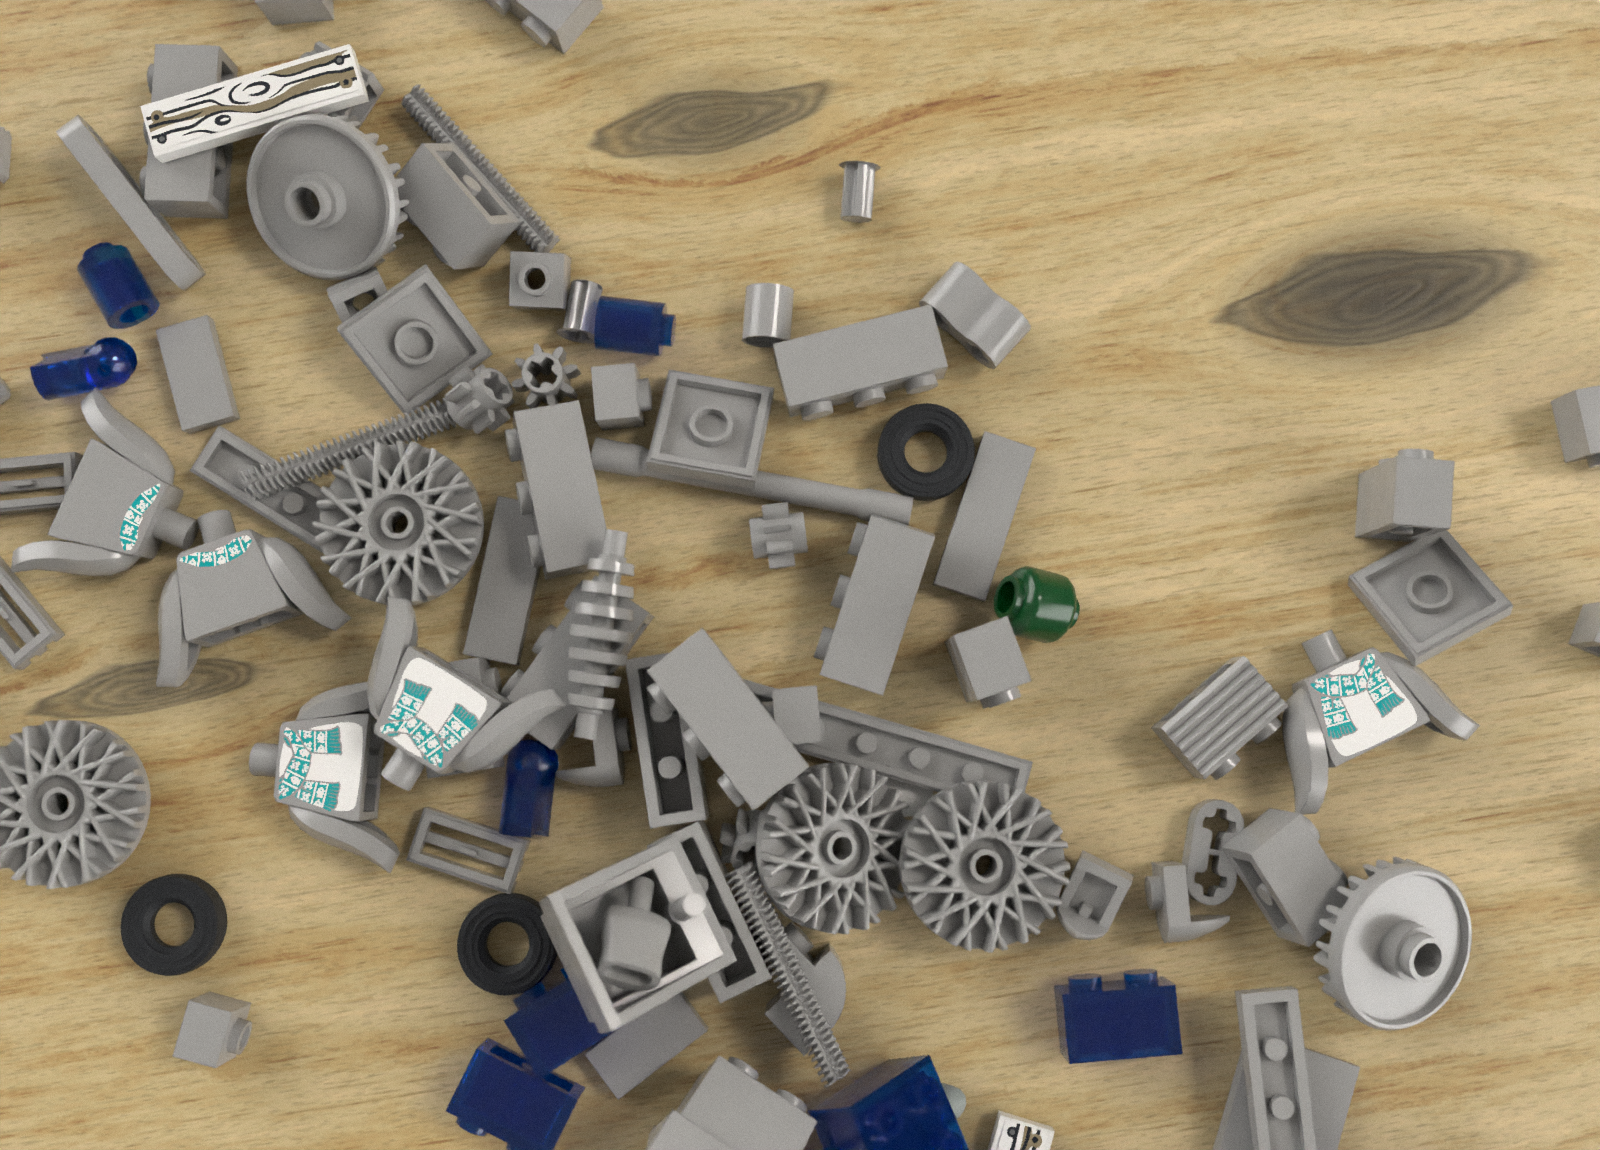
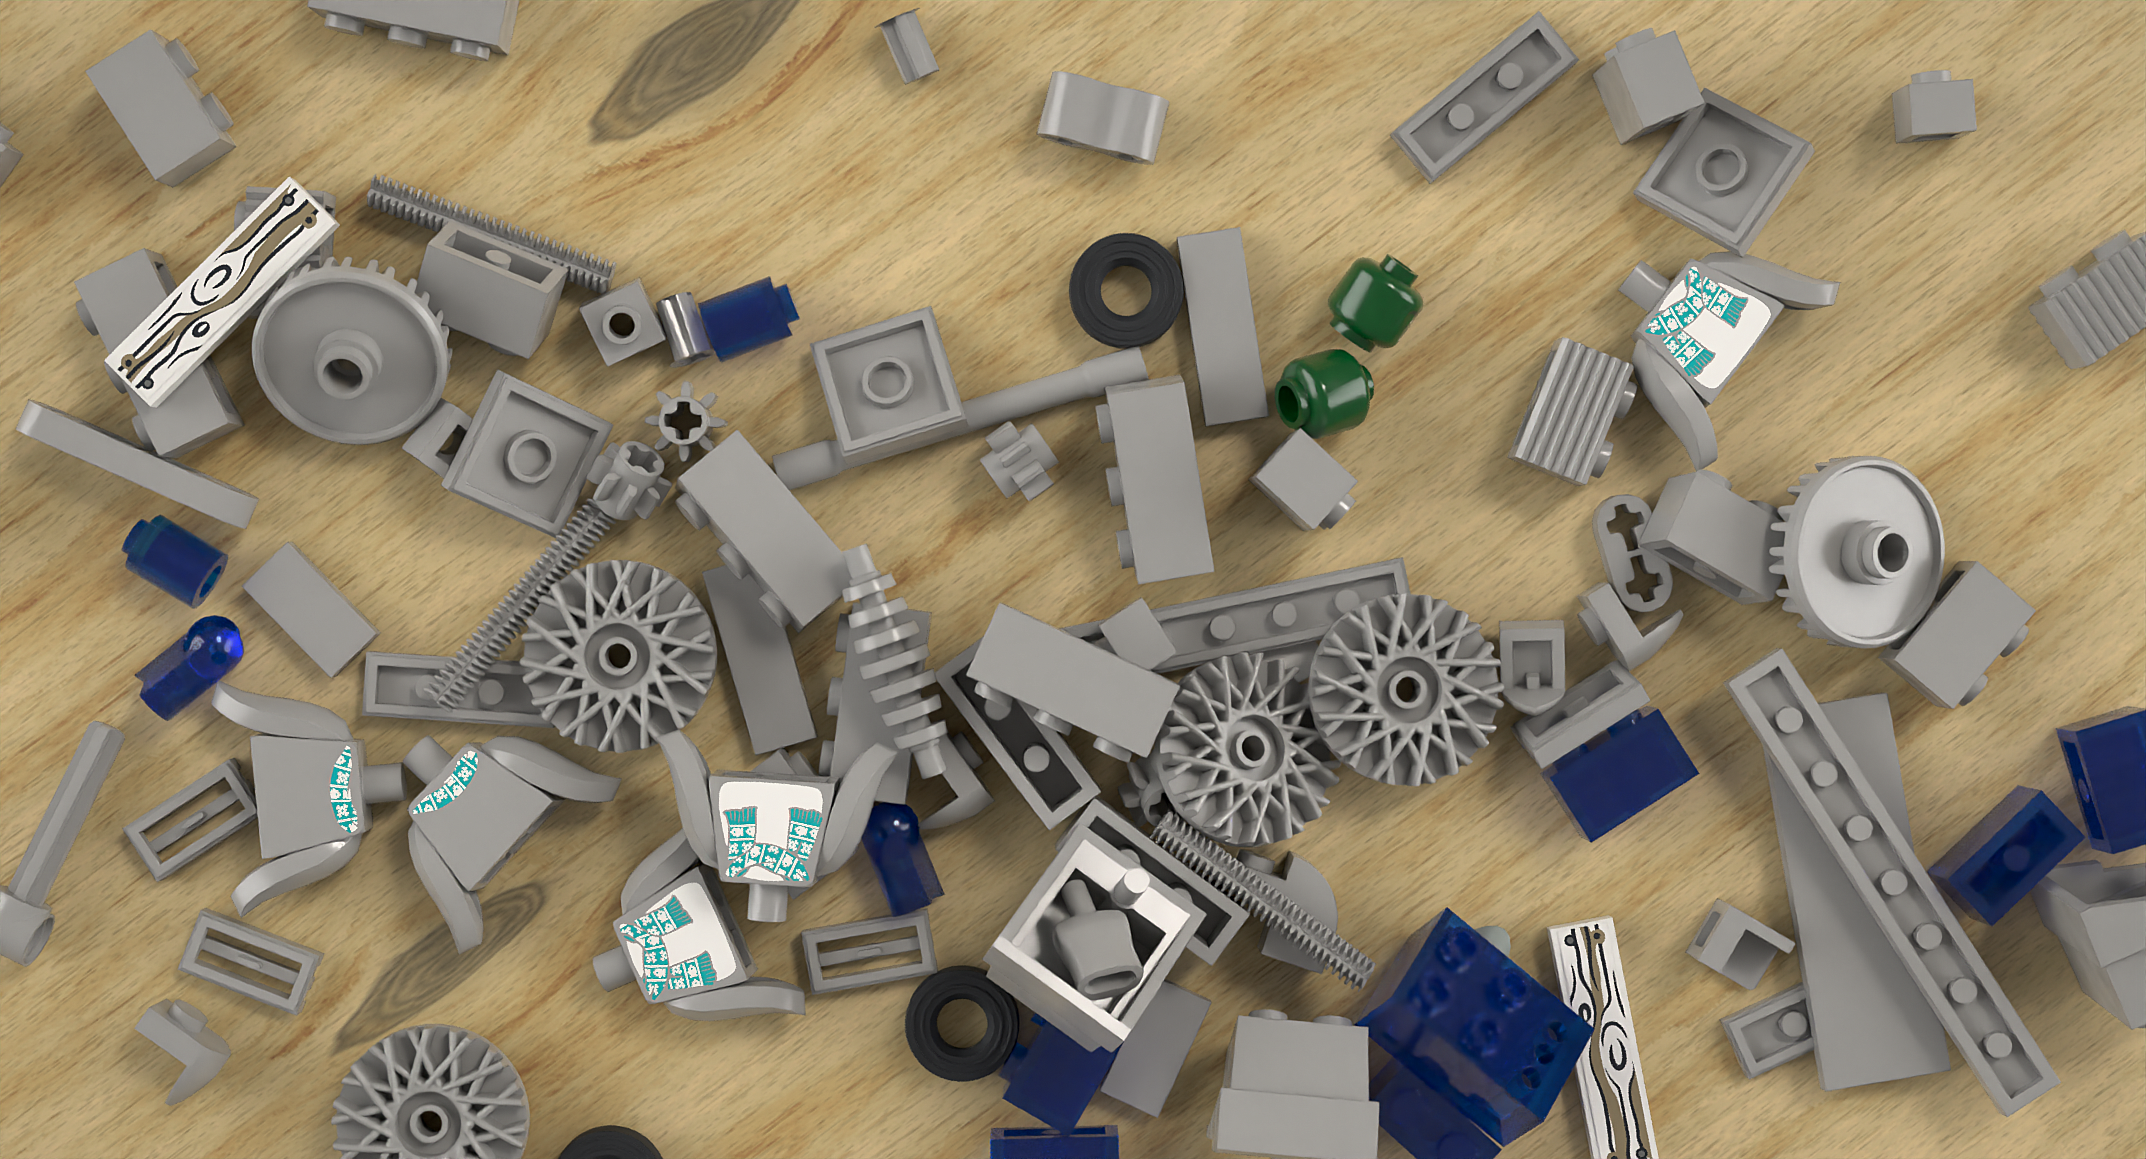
camera: 35 degrees left, 5 degrees up
(620, 396) = (775, 400): light grey plate -> none
(767, 314) = (884, 232): light grey beam -> none
(861, 362) = (1009, 233): light grey brick -> none
(1110, 556) = (1375, 302): none -> dark green head
(1111, 957) = (1581, 714): none -> light grey tile
(1269, 448) = (1484, 97): none -> light grey tile
(1441, 1054) = (1960, 636): none -> light grey brick

